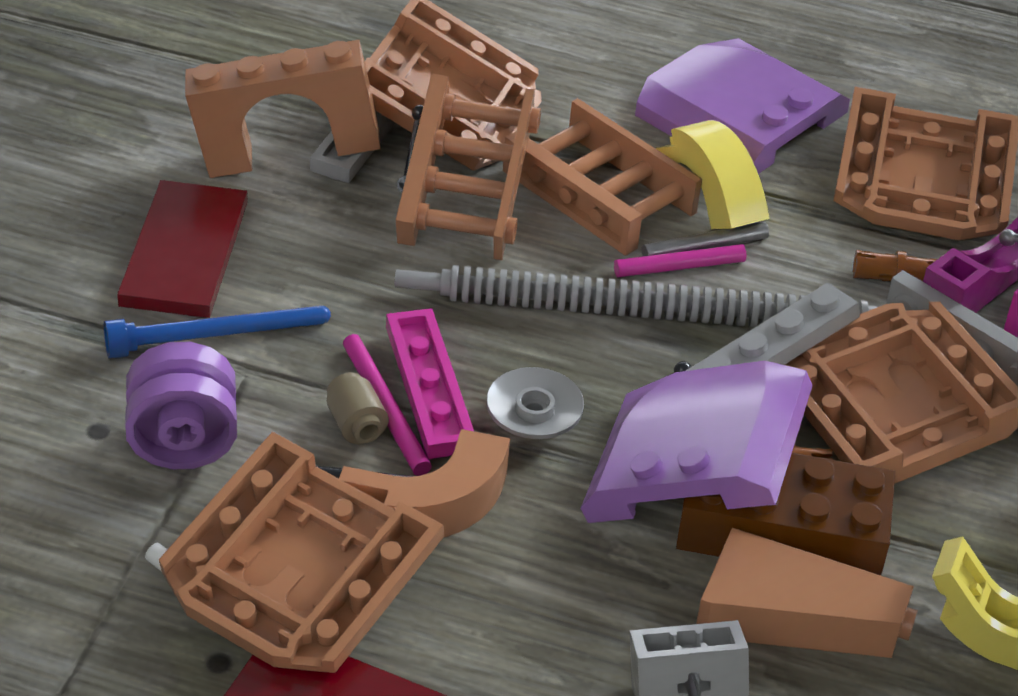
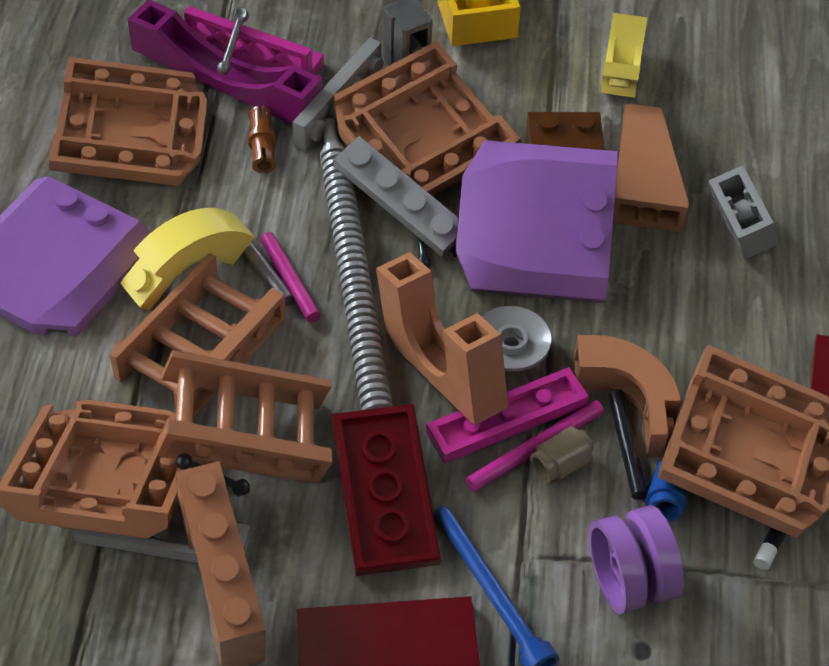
camera: 100 degrees left, 10 degrees up
(359, 265) = (385, 490): none -> dark red tile
(560, 323) = (458, 361): none -> nougat arch

